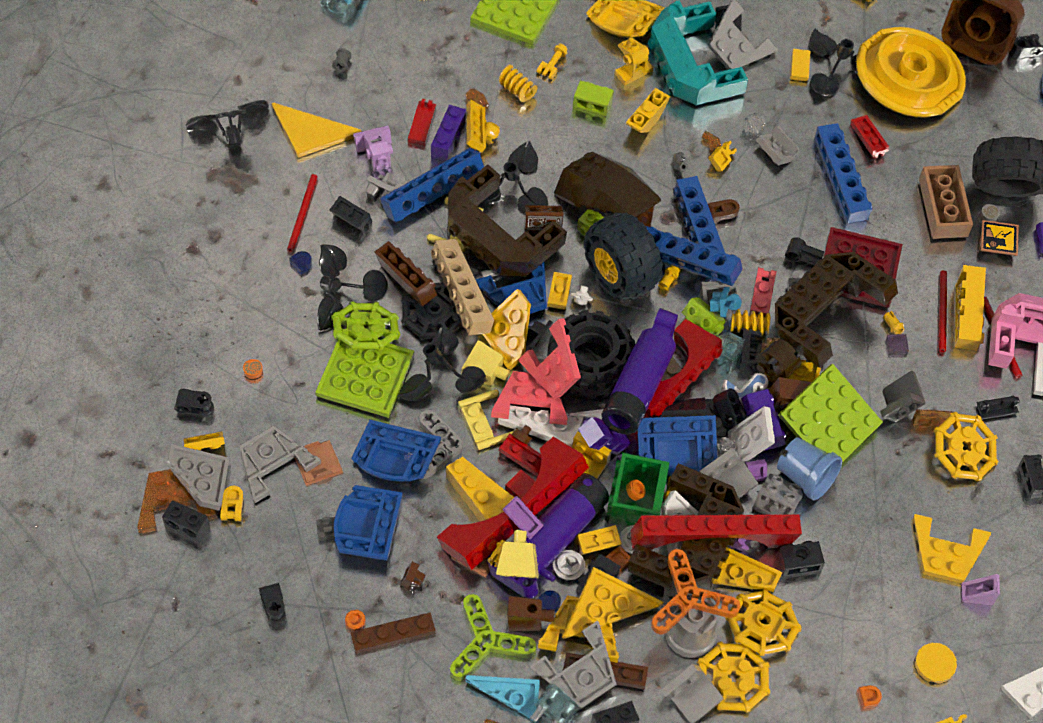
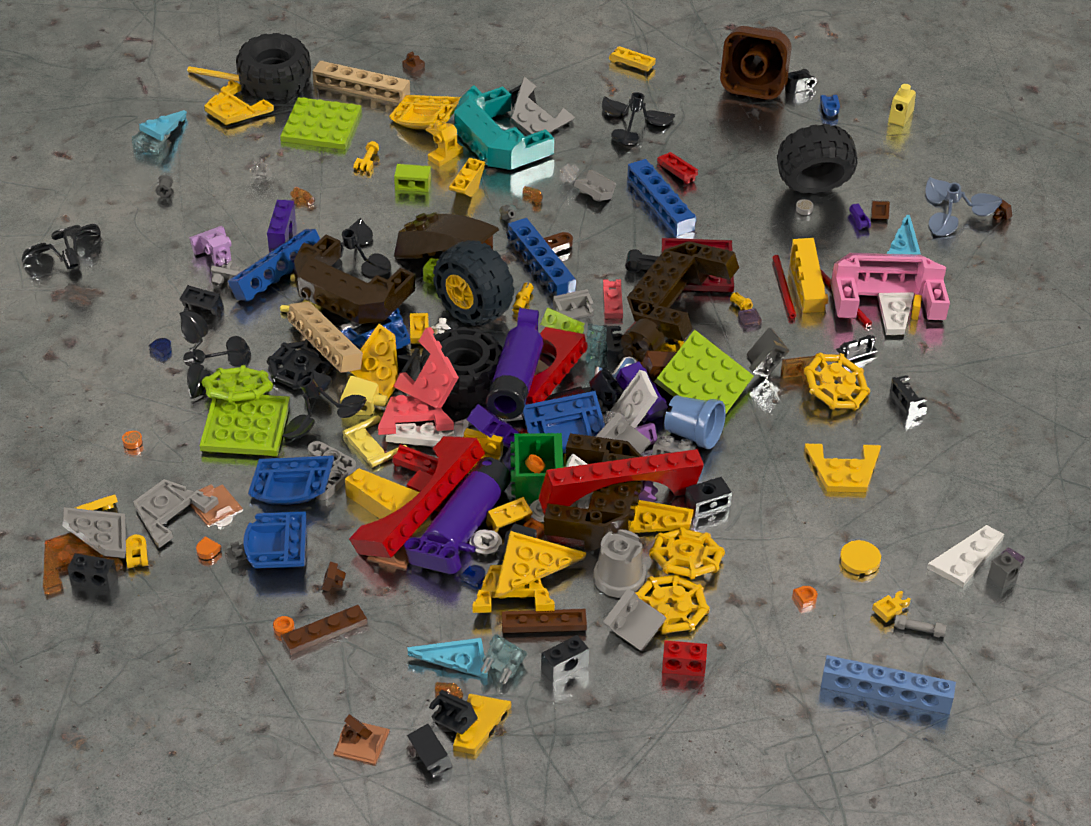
camera: 10 degrees left, 15 degrees down
(193, 401) = (77, 475): black piece -> none
(273, 601) = (197, 625): black piece -> none
(300, 514) = (207, 548): none -> orange tile
(302, 212) = (153, 309): red piece -> none
(310, 132) = (146, 247): yellow tile -> none
(406, 273) = (267, 334): reddish brown brick -> none
(422, 122) = (253, 222): red hinge -> none
(478, 129) = (309, 215): yellow plate -> none
(495, 641) = (426, 622): lime piece -> none
(496, 554) = (417, 532): yellow pin -> none
(517, 84) = (338, 177): yellow piece -> none
(518, 558) = (435, 532): light yellow torso -> none
(522, 434) = (413, 443): reddish brown tile -> none
(522, 517) = (431, 498): medium lavender tile -> none
(527, 614) = (455, 584): reddish brown torso -> none
(540, 216) = (387, 268): reddish brown slope -> none
(586, 677) = (527, 625): light grey wing -> none
(681, 598) = (610, 523): orange piece -> none
(697, 257) = (548, 276): blue brick -> none
(720, 157) = (545, 203): yellow plate -> none
(722, 302) = (580, 306): dark azure hips -> none
(750, 321) = (609, 319): yellow piece -> none
(800, 65) = (598, 125): yellow tile -> none
(910, 72) = (701, 113): yellow piece -> none
(945, 201) = (761, 202): medium nougat brick -> none
(981, 590) = (886, 491): lavender slope -> none
(999, 237) = (819, 222): piece -> none

